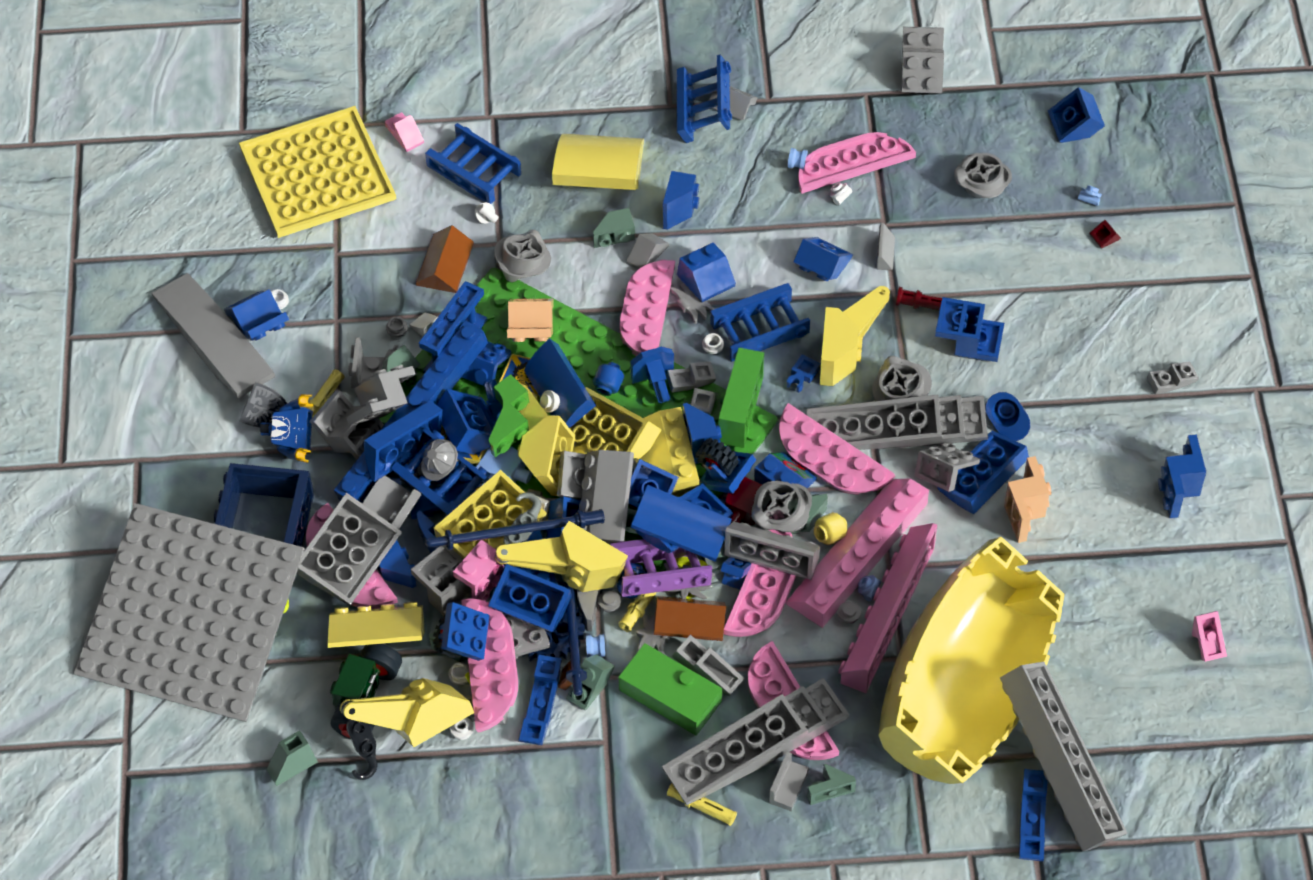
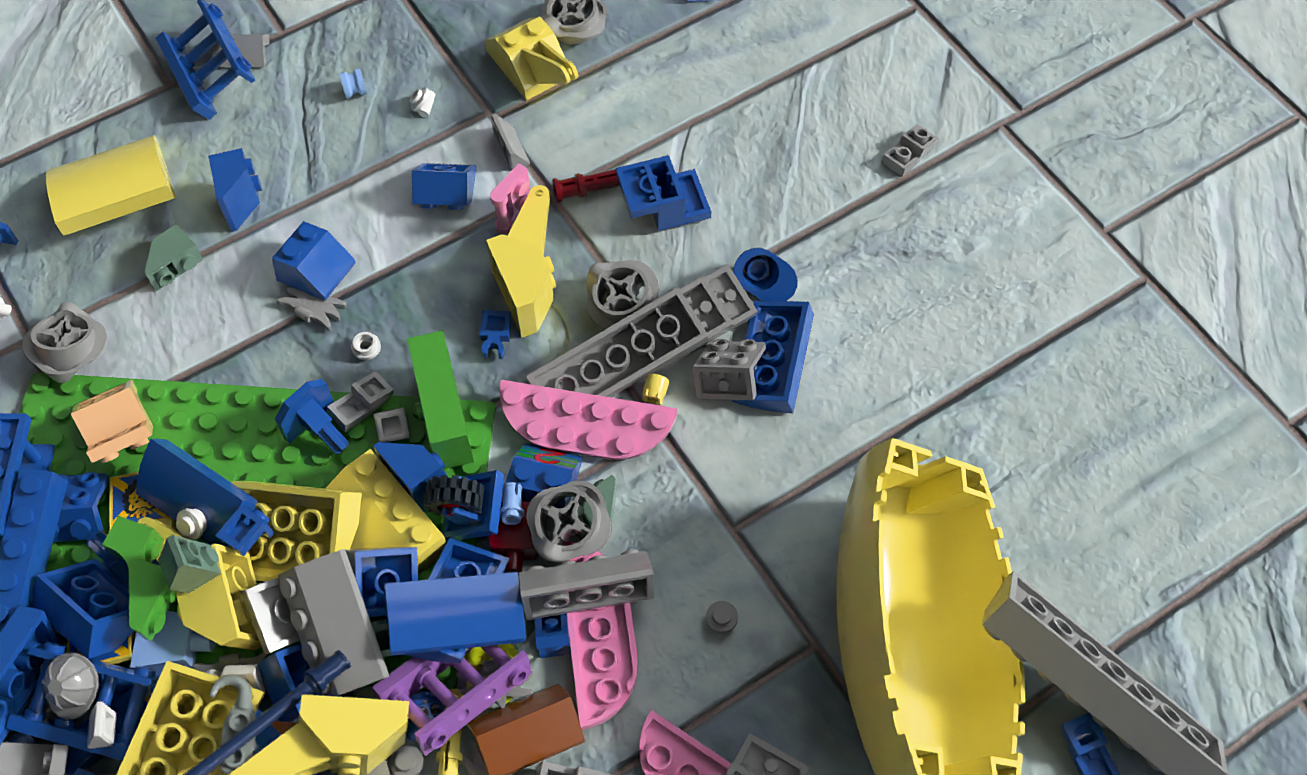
camera: 30 degrees left, 5 degrees up
(446, 490) = (101, 726): none -> white slope
(538, 418) = (188, 563): none -> sand green slope
(580, 417) = (244, 530): none -> blue bracket
(608, 379) = (255, 453): blue head -> none
(646, 250) = (224, 267): light grey slope -> none
(646, 306) = (258, 338): bright pink plate -> none
(750, 484) = (511, 504): none -> light blue pin
(762, 304) = (400, 270): blue fence -> none
(830, 528) = (638, 516): light yellow head -> none
(851, 159) = (415, 58): bright pink plate -> none
(859, 550) = (685, 530): bright pink slope -> none
(865, 282) = (509, 197): none -> bright pink plate
(868, 586) = (725, 570): light blue plate -> none
(888, 607) = (770, 589): bright pink slope -> none
(889, 456) = (655, 388): none -> light yellow hose
(933, 193) = (531, 57): none -> light yellow slope
(1027, 499) = (849, 366): light nougat bracket -> none
(1104, 234) = (740, 26): dark red slope -> none
(1182, 476) = (1001, 256): blue bracket -> none
(1209, 635) = (1152, 434): bright pink slope -> none

